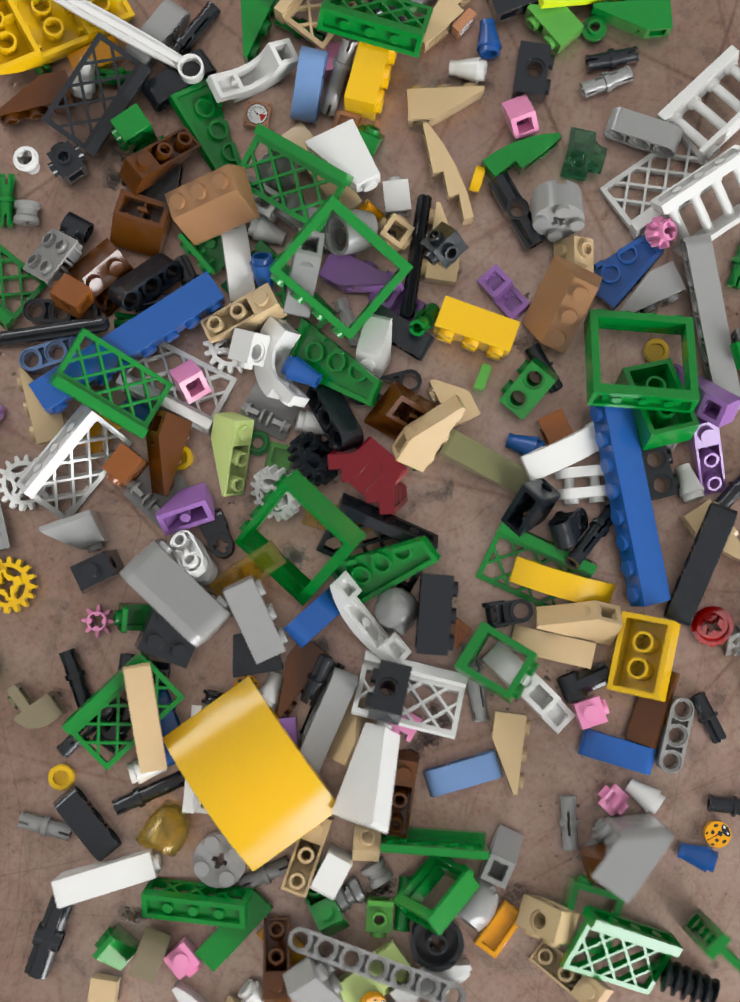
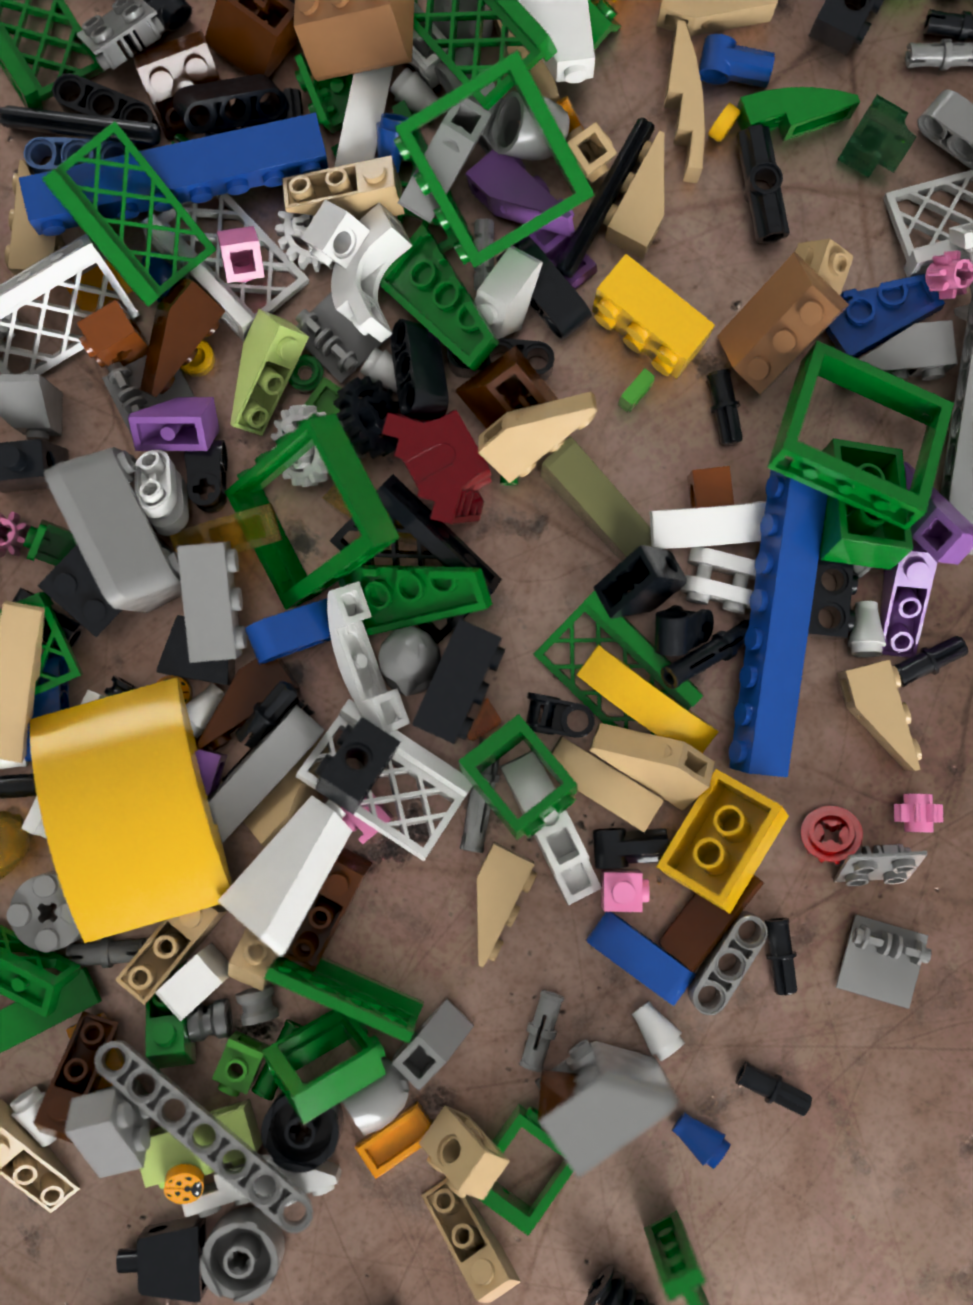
camera: 25 degrees right, 0 degrees up
(71, 296) = (123, 84): dark orange brick -> none
(299, 371) = (393, 292): blue cone -> none
(396, 196) = (608, 107): white brick -> none
(424, 319) = (583, 282): green pin -> none
(442, 391) = (603, 426): tan slope -> none
(443, 245) = (647, 187): black brick -> none
(462, 773) = (421, 912): medium blue beam -> none
(463, 136) = (726, 61): none -> blue piece
(503, 293) = (705, 286): medium lavender slope -> none
(520, 117) = (813, 58): bright pink brick -> none
(523, 444) = (660, 497): blue cone -> none
(532, 391) = (698, 431): green brick -> none
(557, 209) = (819, 196): light grey brick -> none
(613, 800) = (612, 1022): bright pink gear -> none
(633, 934) = (569, 1215): green fence -> none
(655, 350) = (885, 433): yellow tile -> none
(700, 564) = (846, 741): black beam -> none
(717, 833) = (737, 1118): light orange tile -> none

